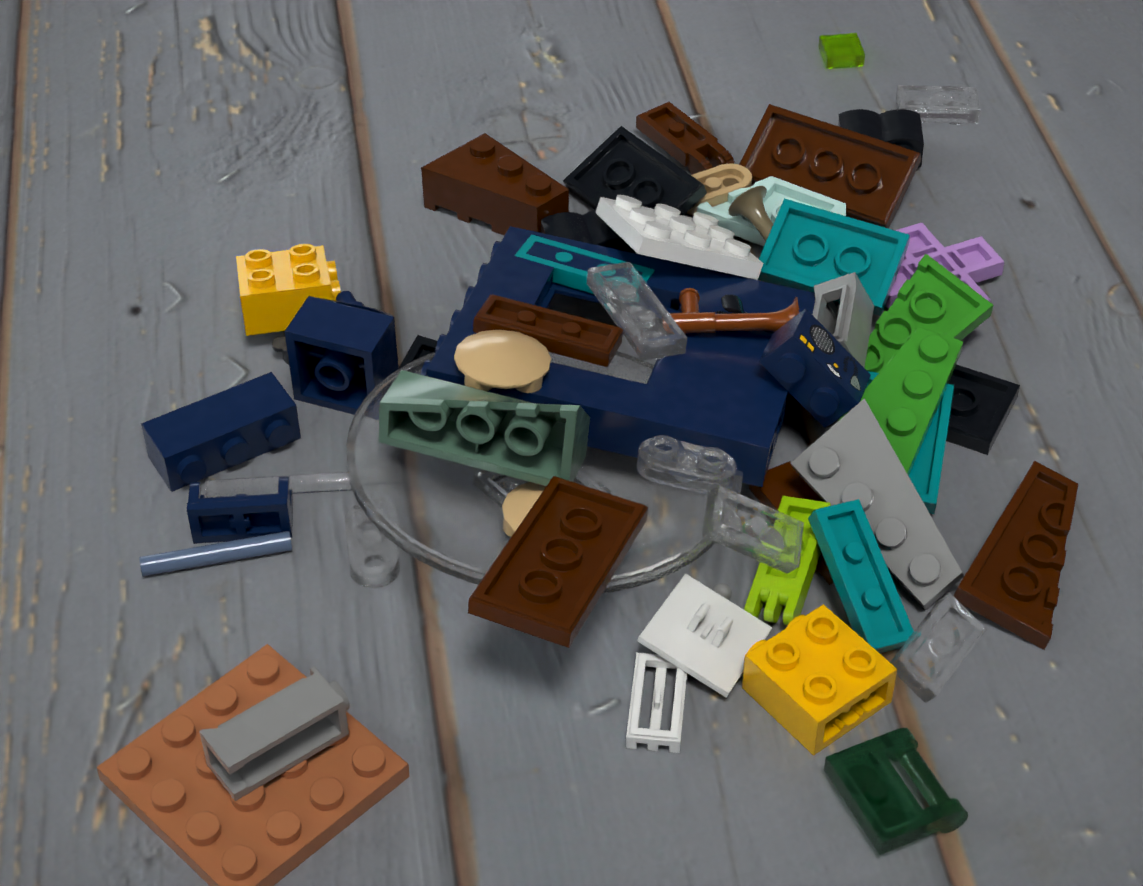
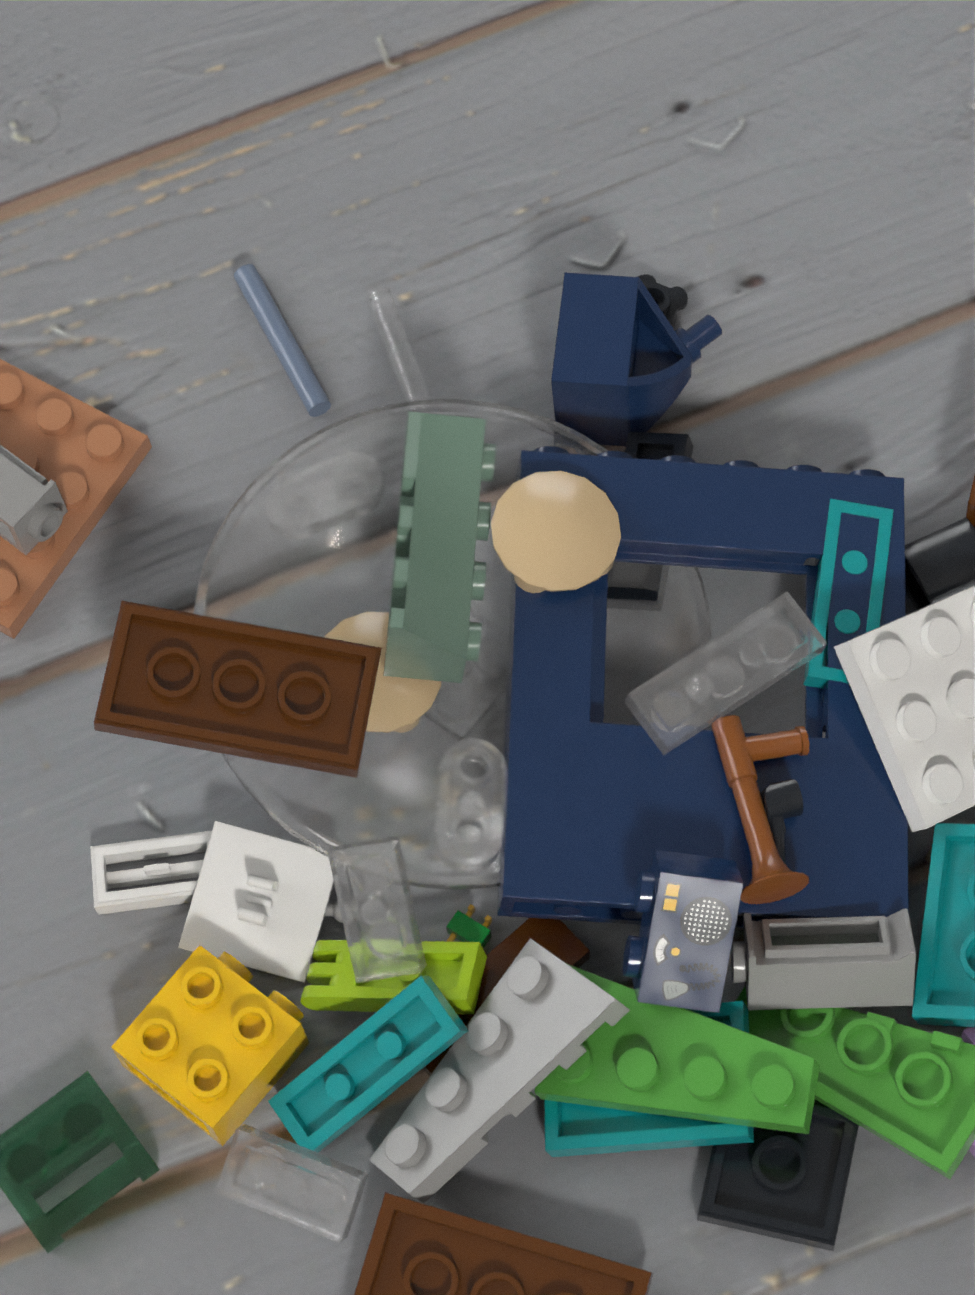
camera: 85 degrees right, 20 degrees up
(221, 431) = (462, 275): dark blue brick -> none
(240, 515) = (346, 339): dark blue hinge -> none
(279, 283) = (728, 253): yellow brick -> none
(557, 331) = (650, 574): reddish brown tile -> none

